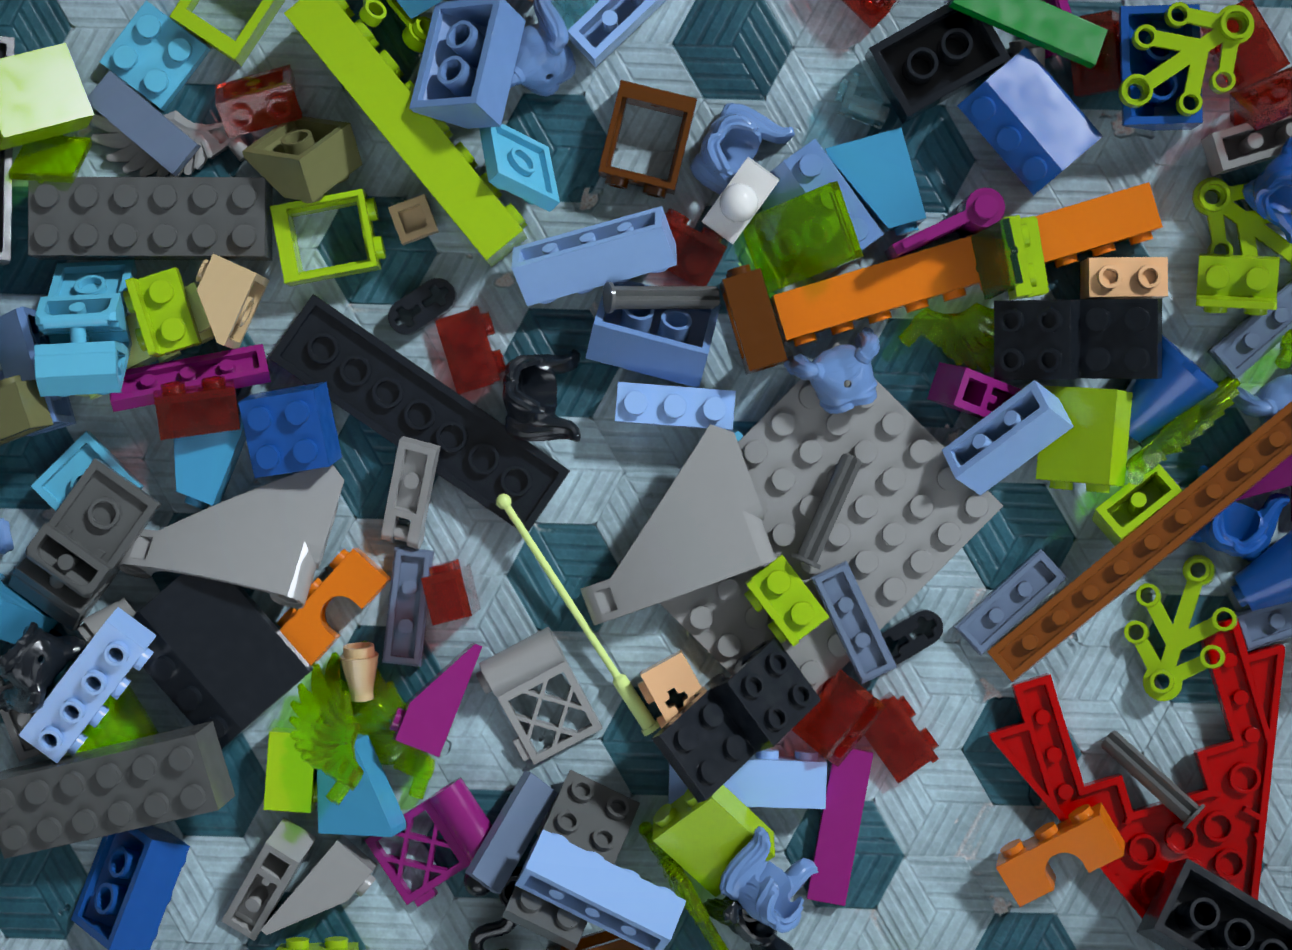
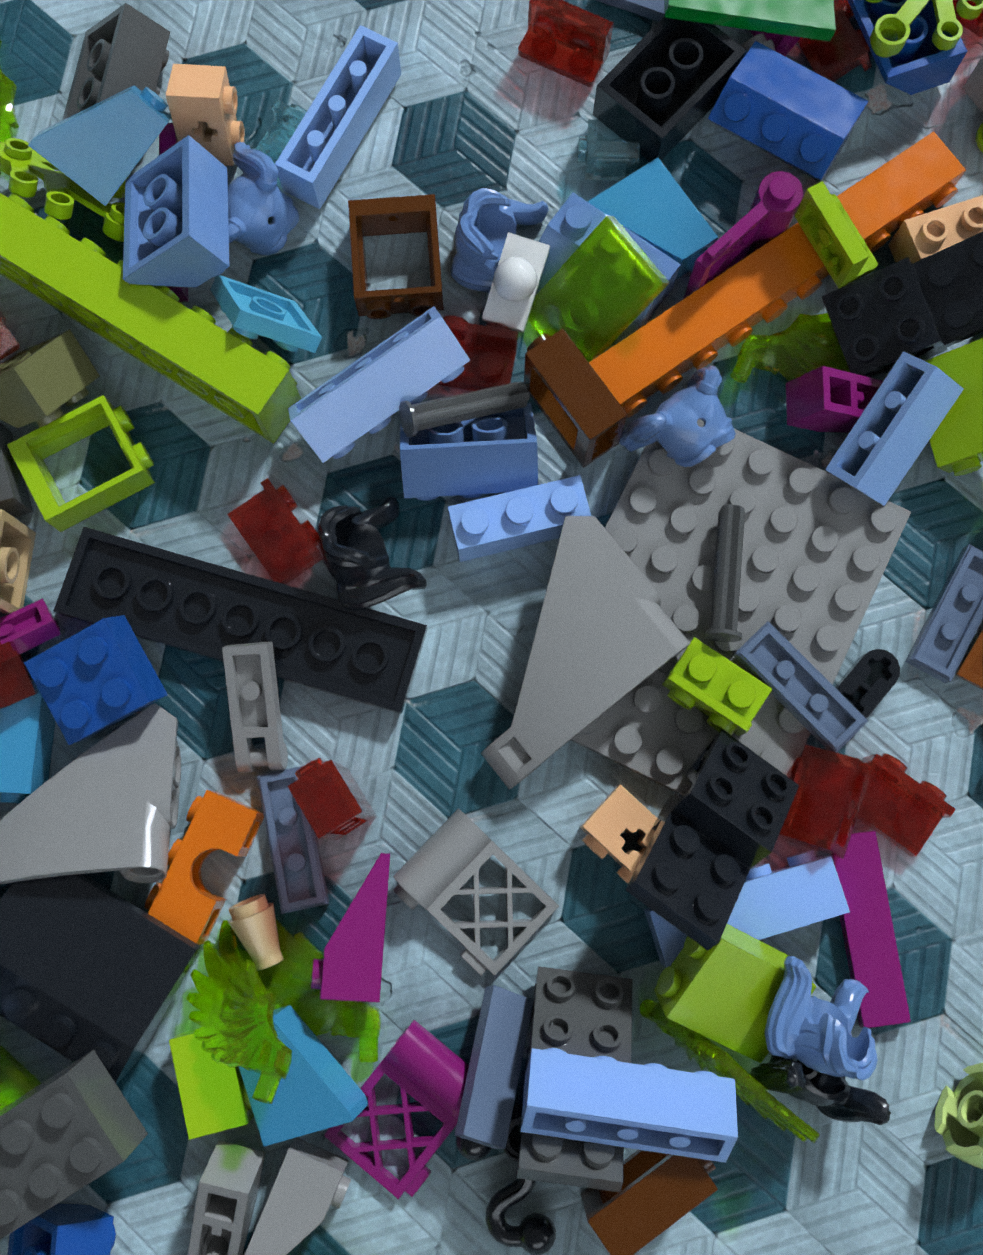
camera: 15 degrees left, 10 degrees down
(413, 219) = (172, 416): tan plate -> none
(417, 298) = (202, 498): black beam -> none
(620, 681) = (560, 843): yellowish green piece -> none
(997, 259) = (814, 239): piece -> none

